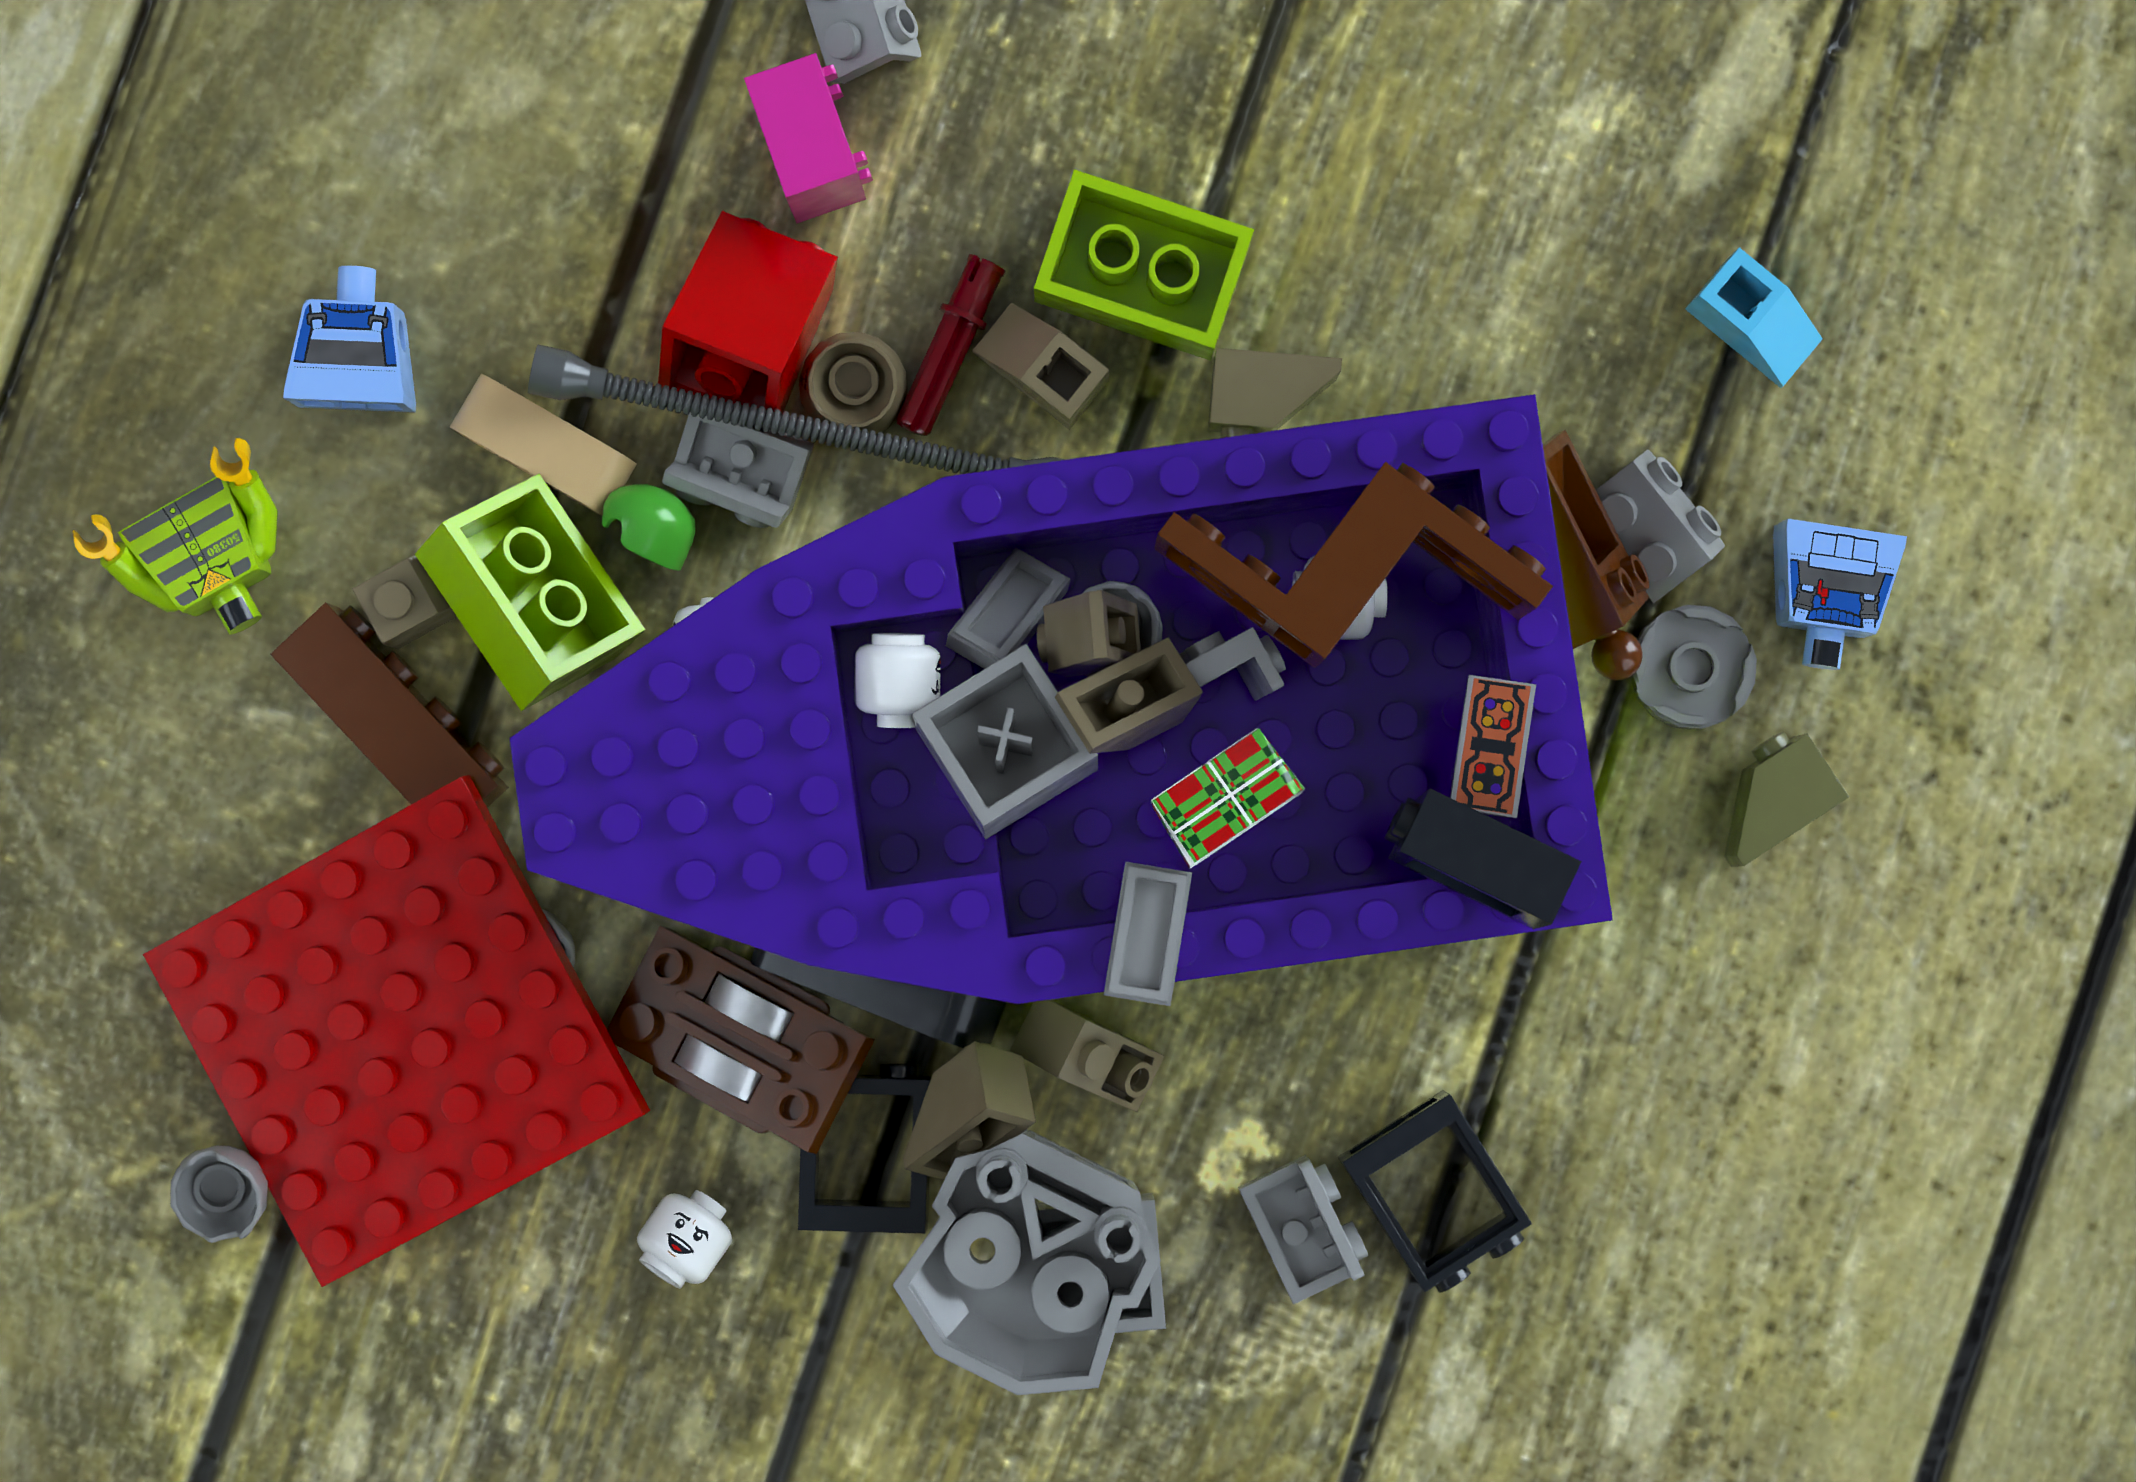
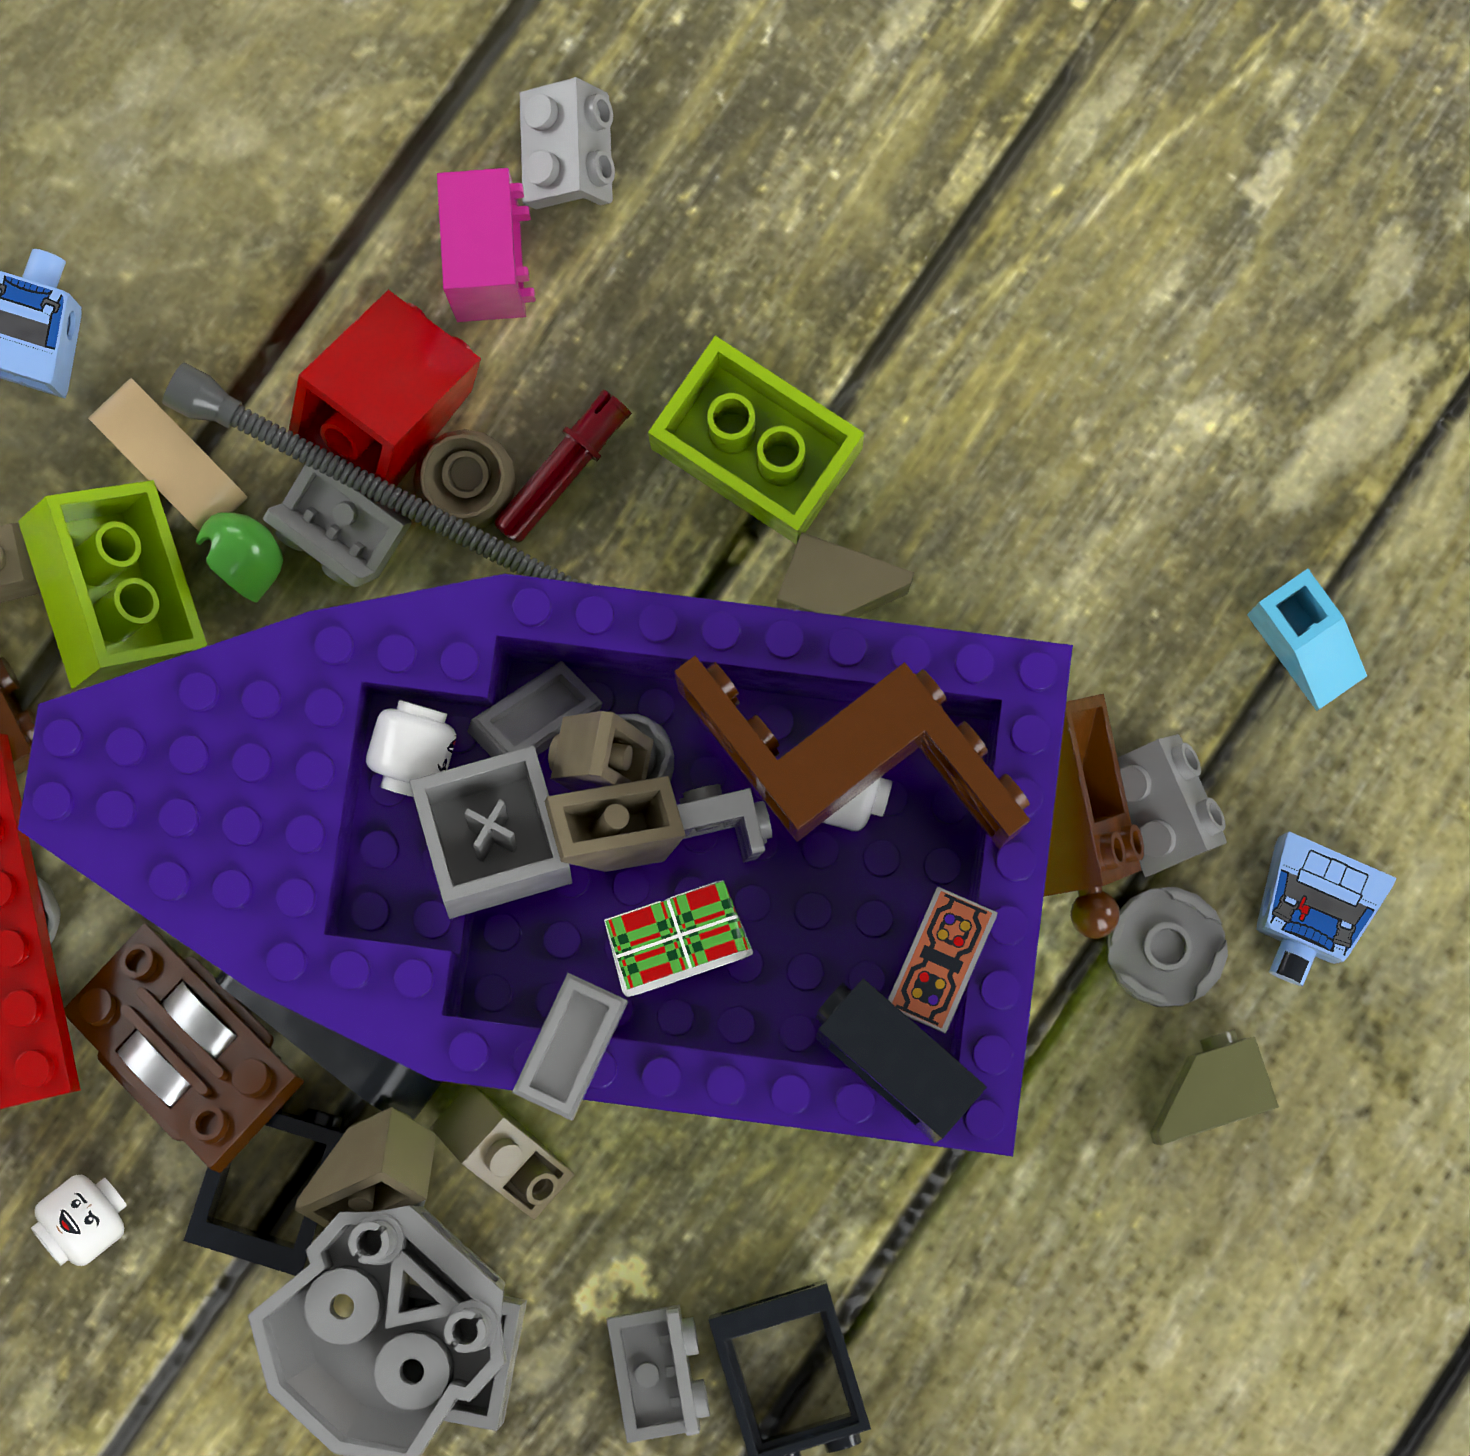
camera: 20 degrees right, 5 degrees down
(1043, 364) = (641, 506): dark tan slope -> none

